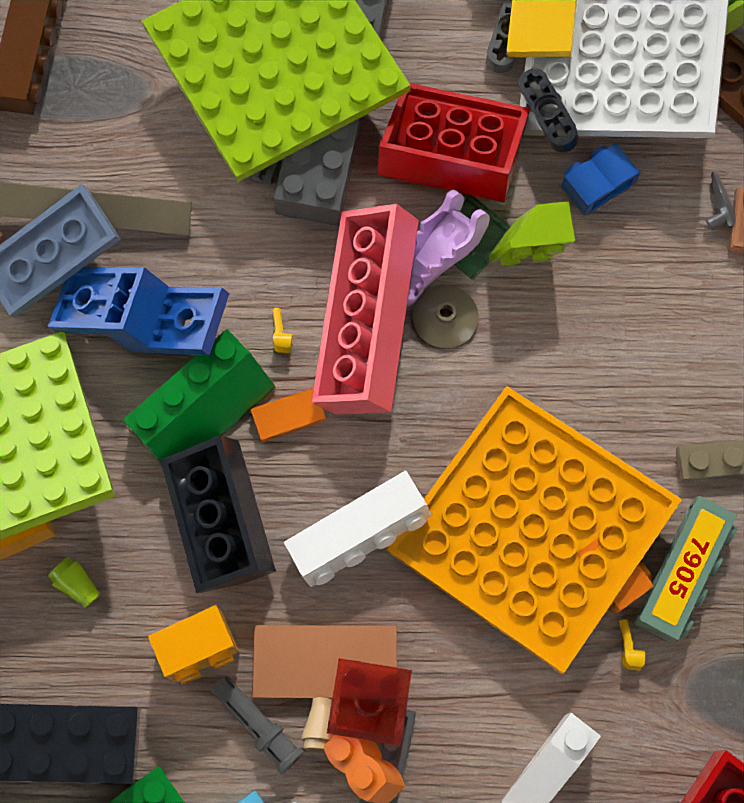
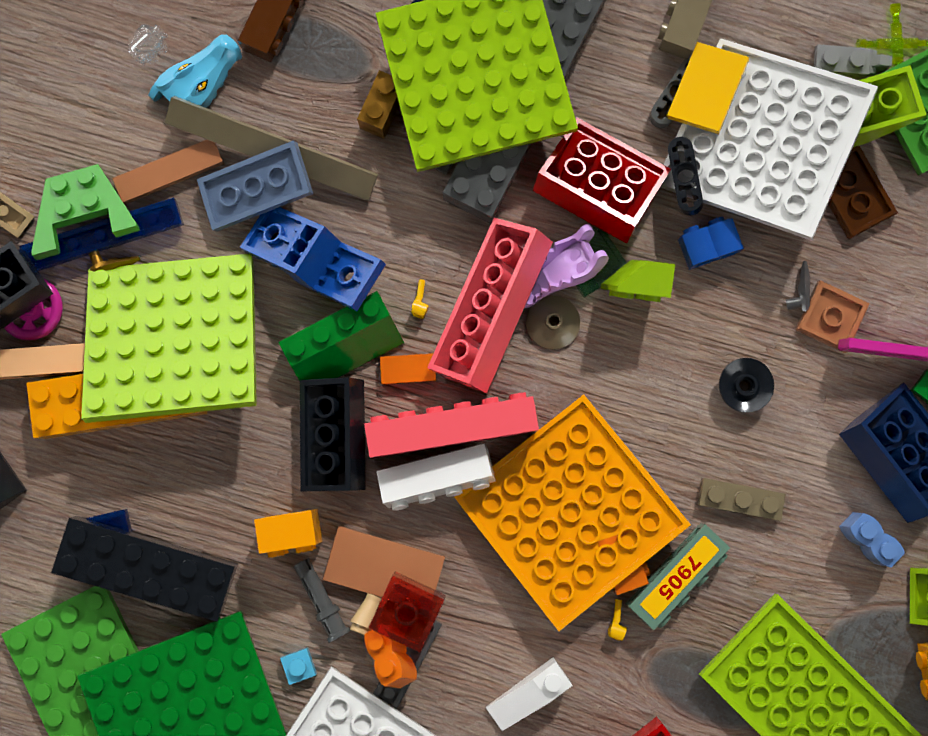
camera: 15 degrees right, 10 degrees up
(74, 582) = (211, 455): lime cone -> none
(173, 126) = (379, 106): none -> pearl gold brick
(360, 463) = (451, 427): none -> coral brick
(701, 313) = (759, 385): none -> black dish

